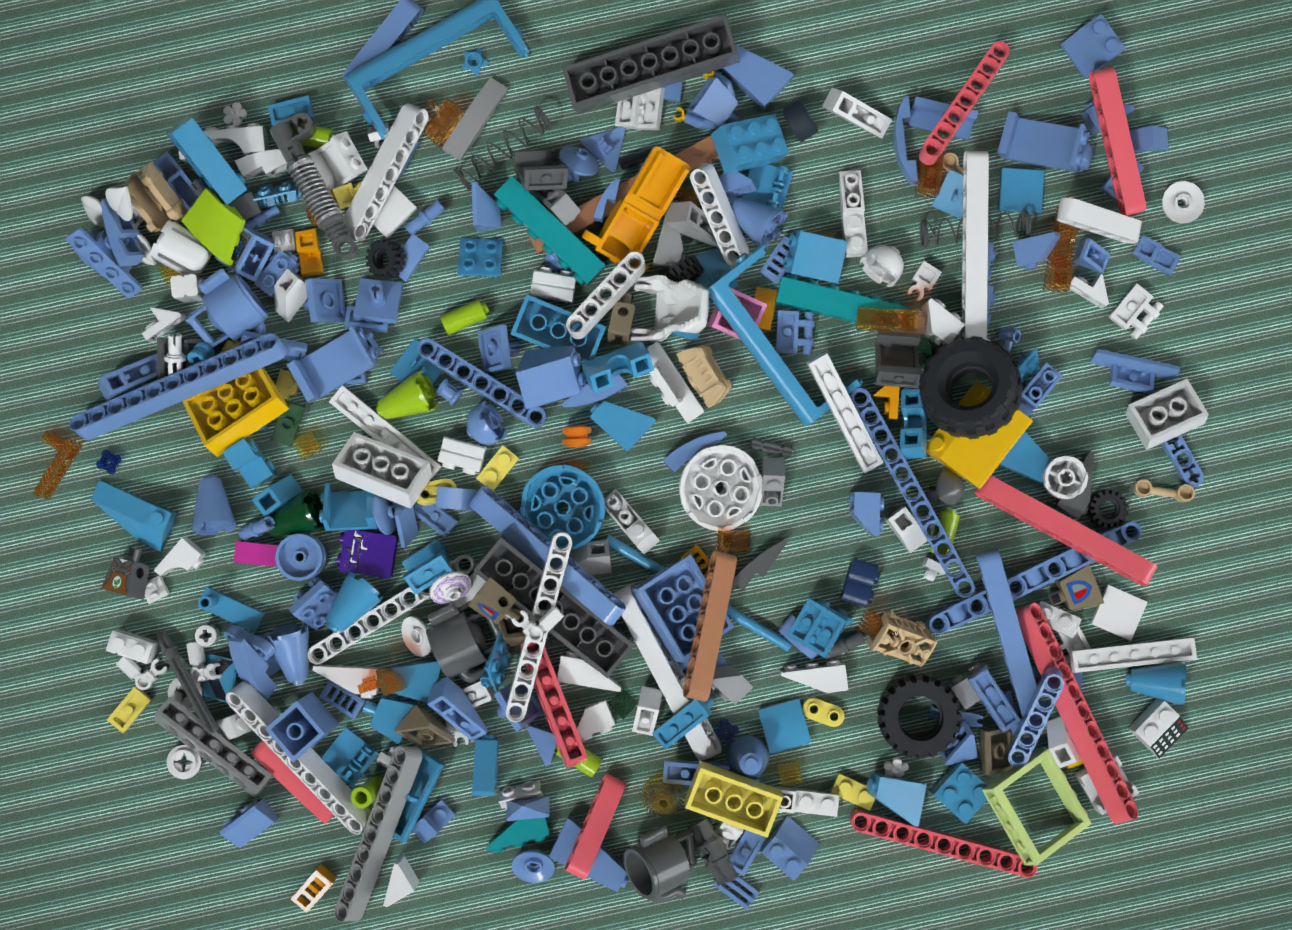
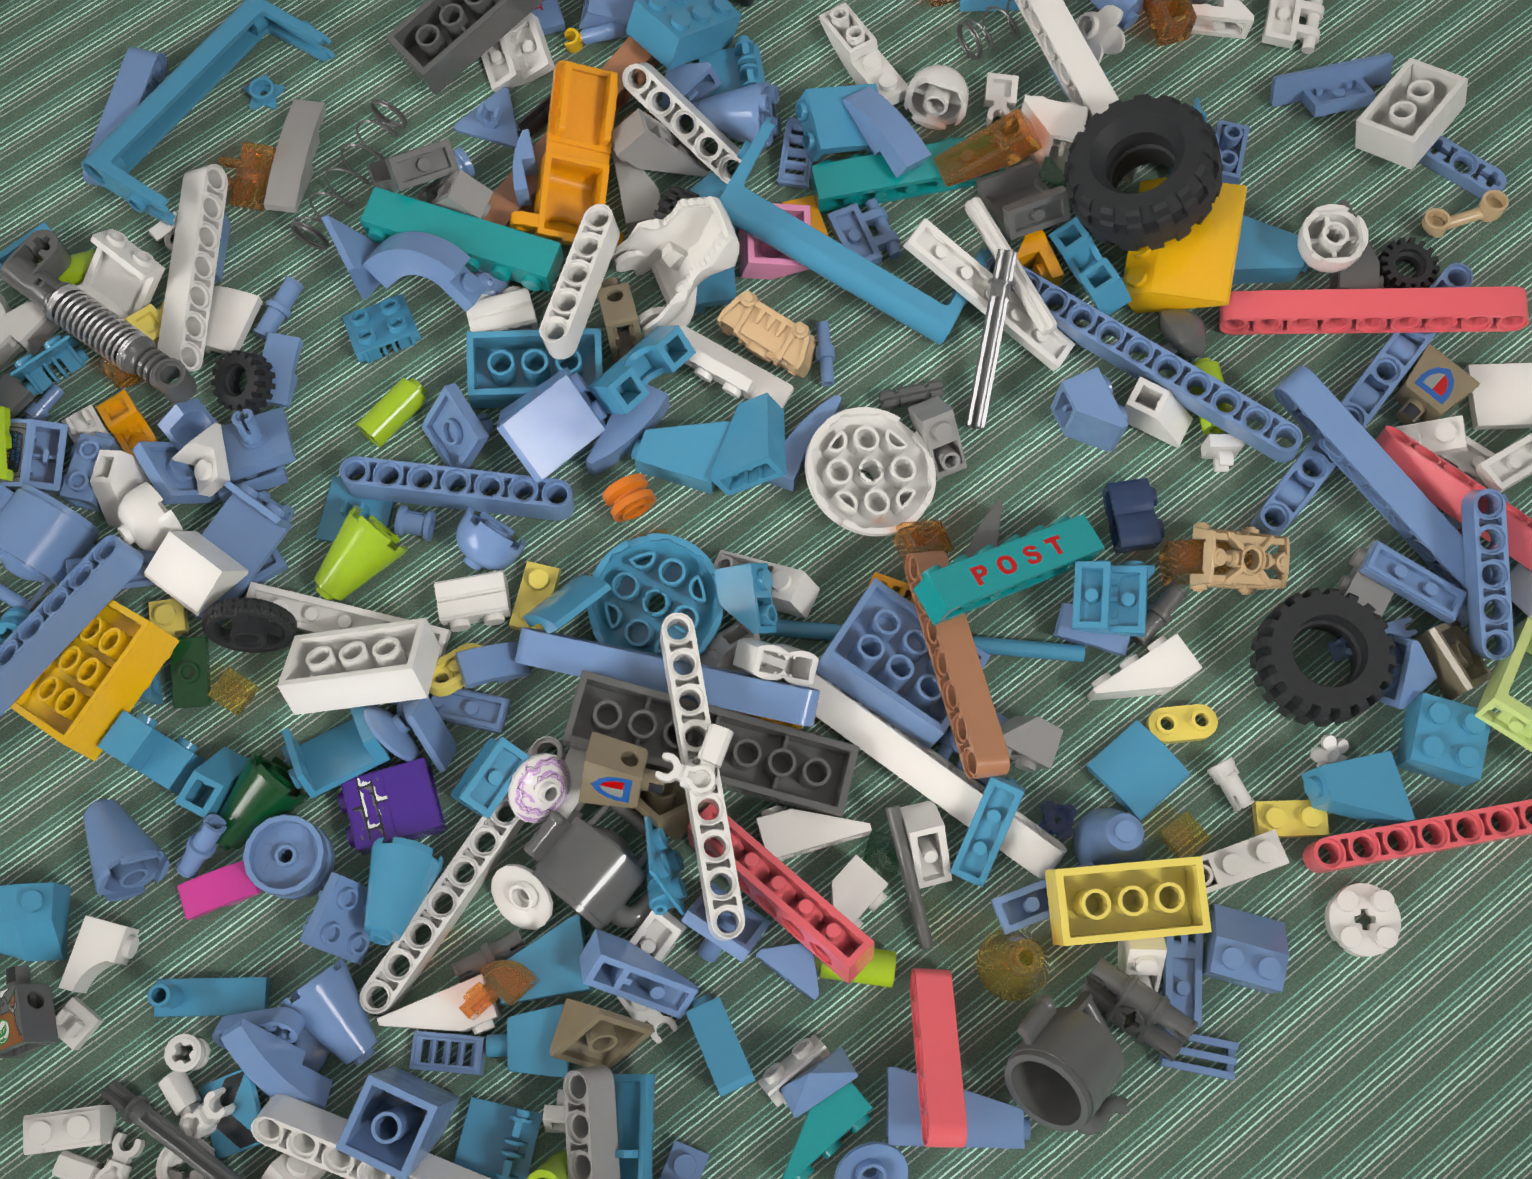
camera: 25 degrees left, 15 degrees down
(298, 325) = (145, 518): none -> white cylinder
(313, 370) = (193, 570): none -> white slope
(331, 415) = (250, 625): none -> black wheel
(343, 273) = (185, 422): none -> medium blue panel
(347, 300) = (209, 459): none -> white slope
(386, 659) = (498, 950): none -> dark grey pin
(512, 486) = (567, 602): none -> dark azure slope
(523, 238) = (427, 257): none -> medium blue arch
(579, 161) = (465, 141): medium blue dish -> none
(611, 578) = (775, 661): none -> white brick
(613, 532) = (747, 595): none -> dark azure slope
(629, 724) = (909, 876): none -> dark grey bar
(661, 440) = (752, 446): none -> dark azure slope
(733, 397) = (825, 353): none -> medium blue bar
(768, 586) = (1006, 568): none -> teal brick
(831, 754) = (1227, 777): none -> white pin
(836, 278) = (886, 131): none -> medium blue slope
(851, 415) = (991, 338): none -> axle
(866, 401) = (1023, 285): none -> white axle
(867, 874) = (1377, 904): none -> white plate
(1007, 268) = (1104, 34): none -> white plate

